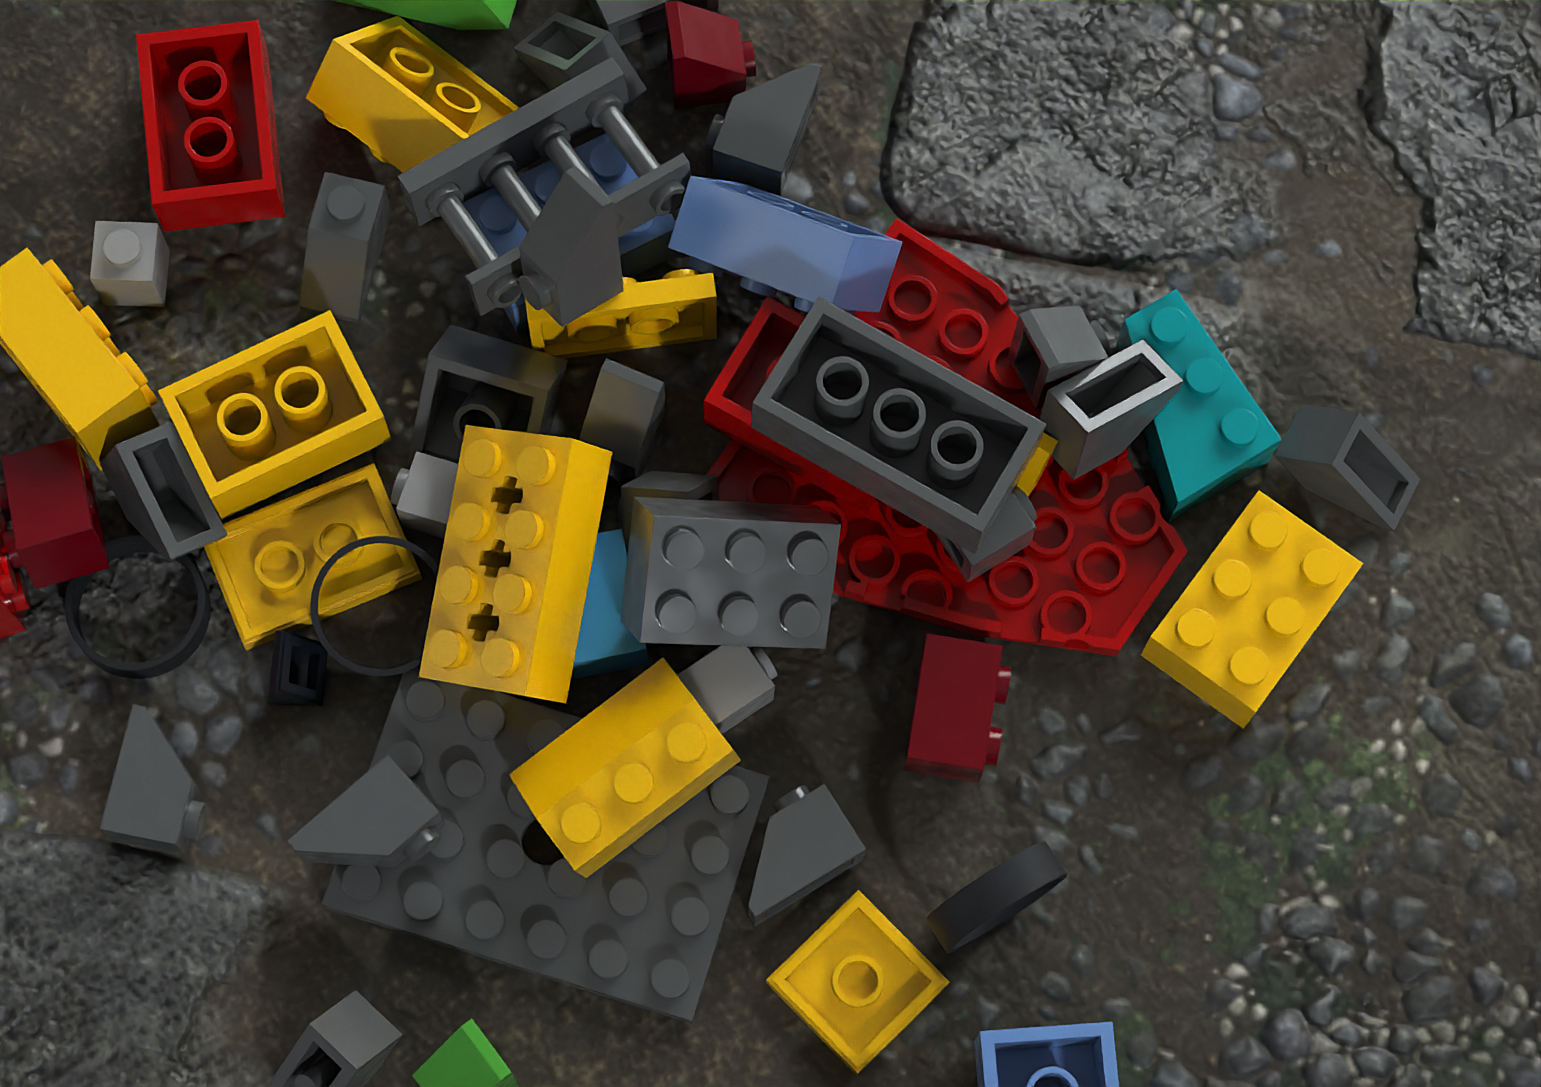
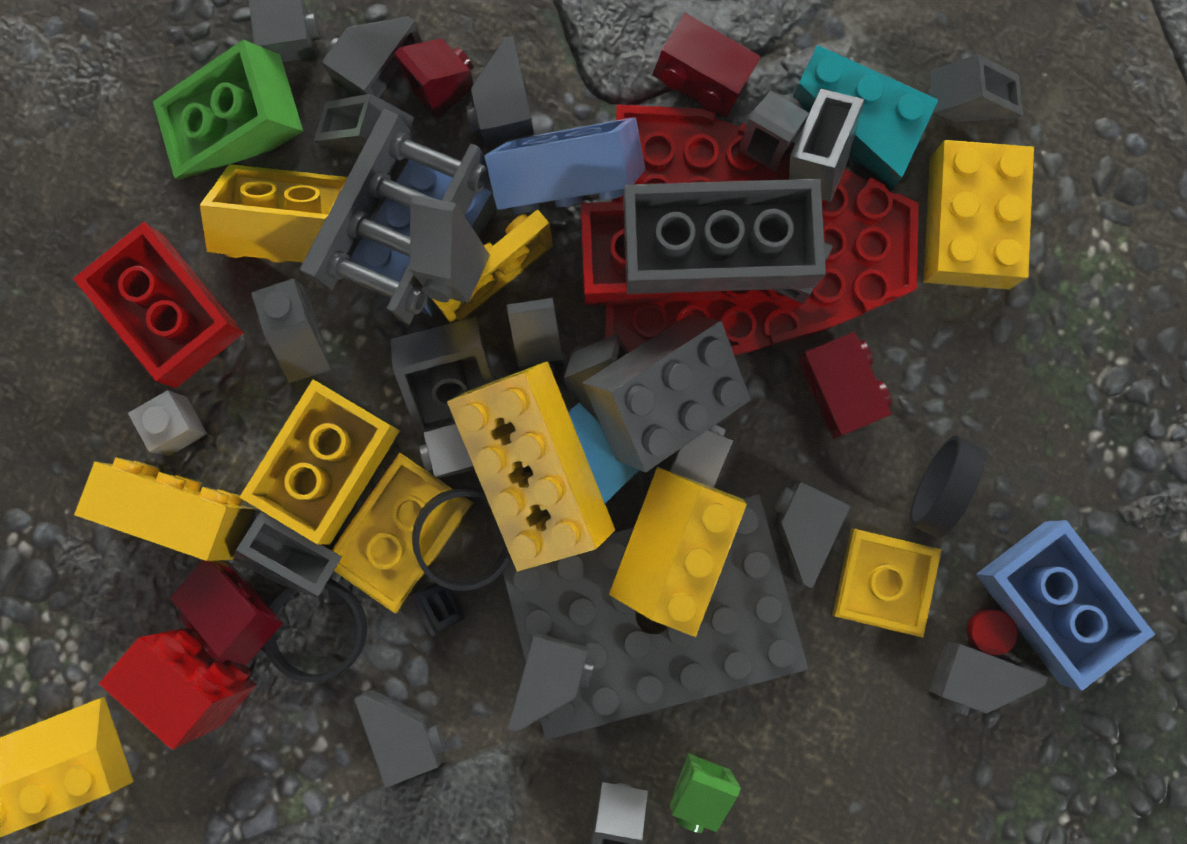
camera: 25 degrees left, 10 degrees up
(1031, 236) = (705, 65): none -> dark red brick

